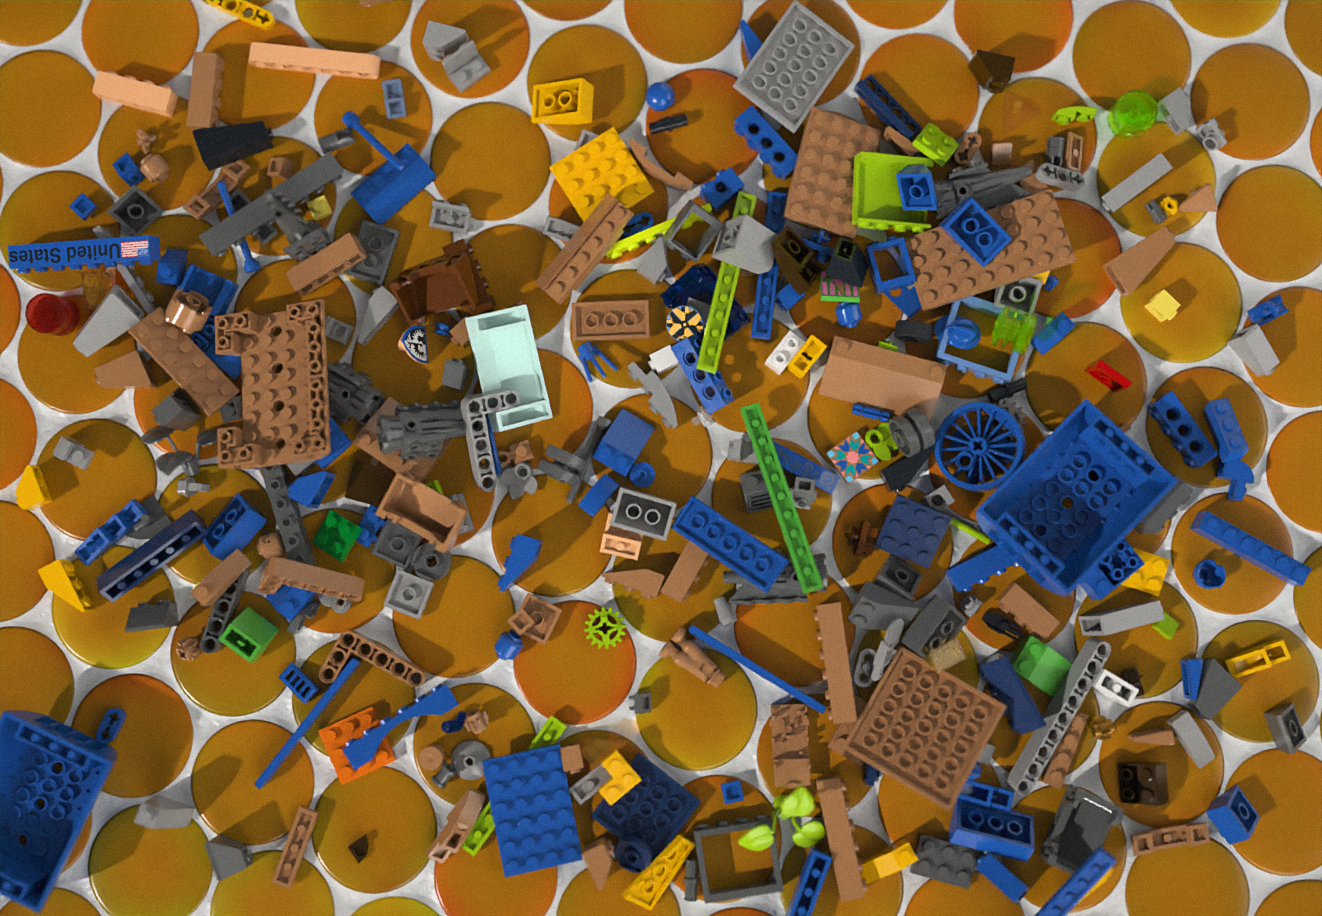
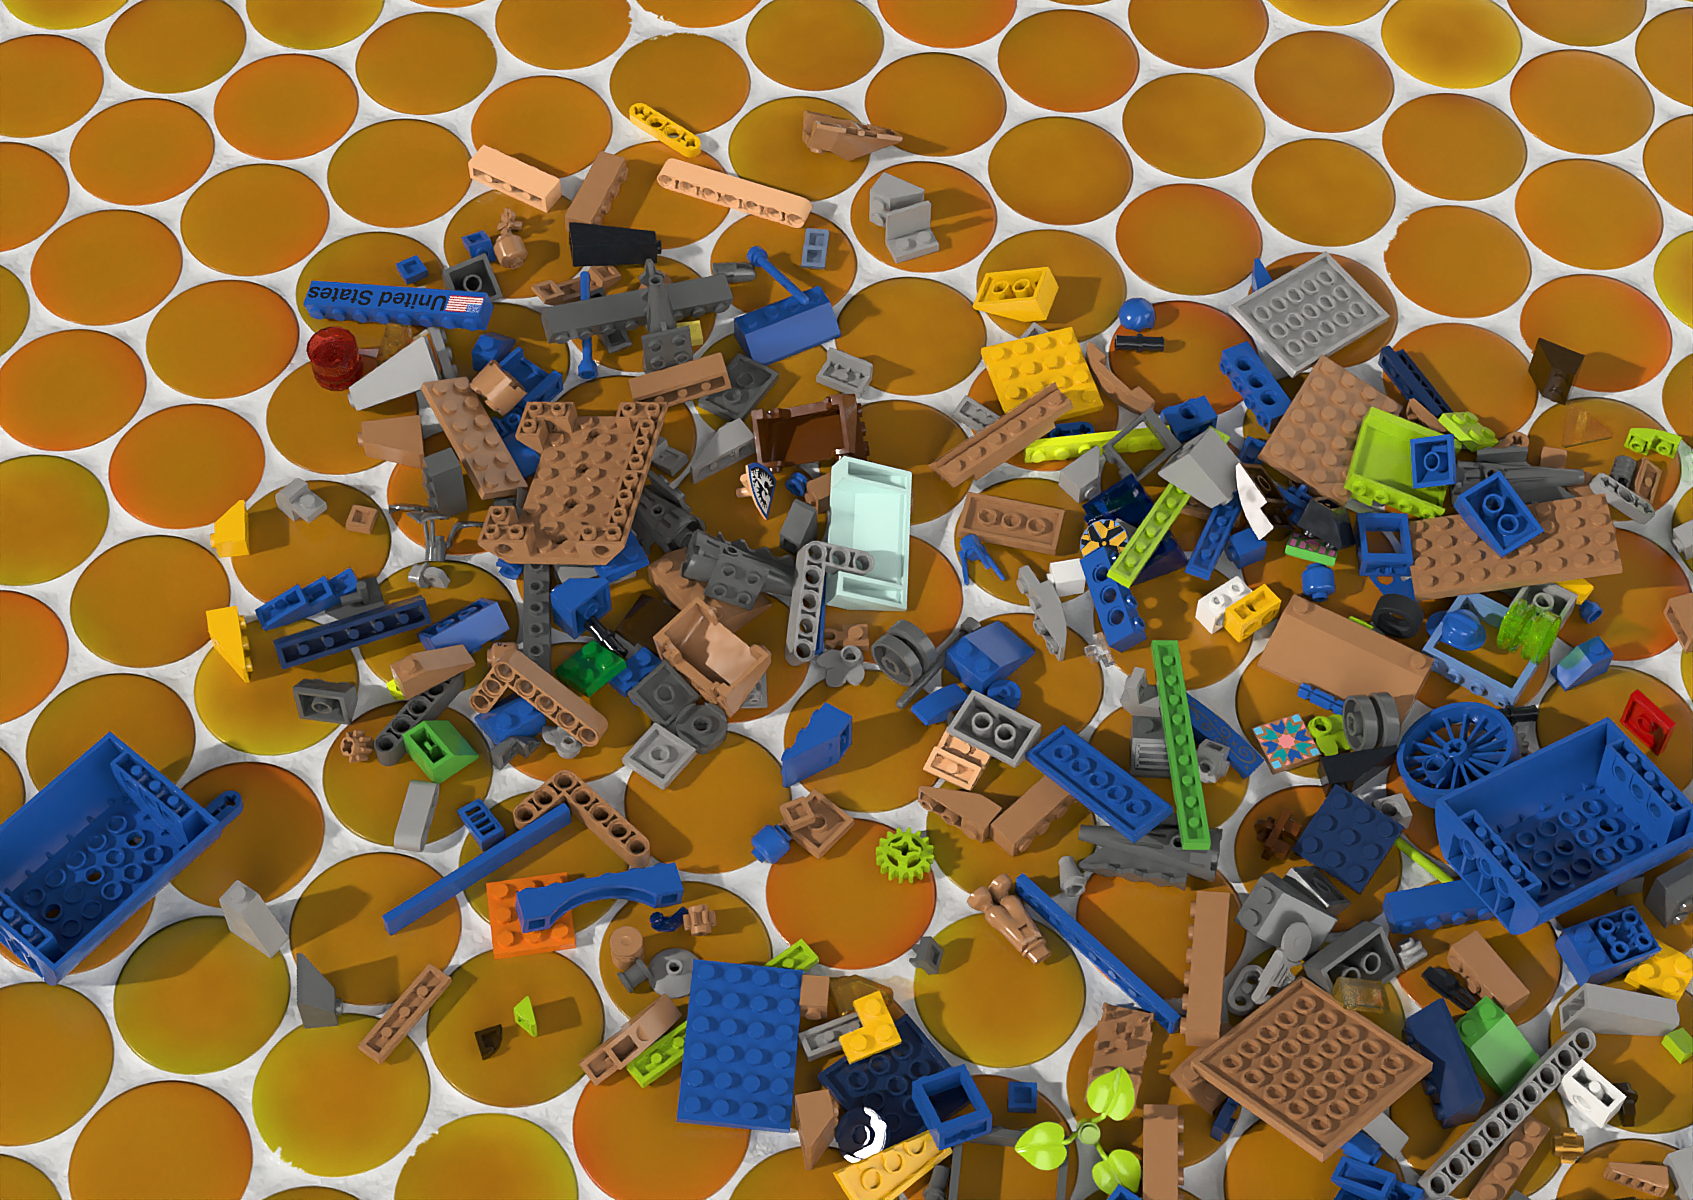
camera: 15 degrees right, 30 degrees down
(125, 451) = (361, 519): none -> medium nougat plate
(251, 691) = (416, 816): none -> light grey beam
(340, 505) = (605, 637): none -> black pin
(380, 827) = (525, 1017): none -> lime slope
(667, 811) = (957, 1129): none -> blue window

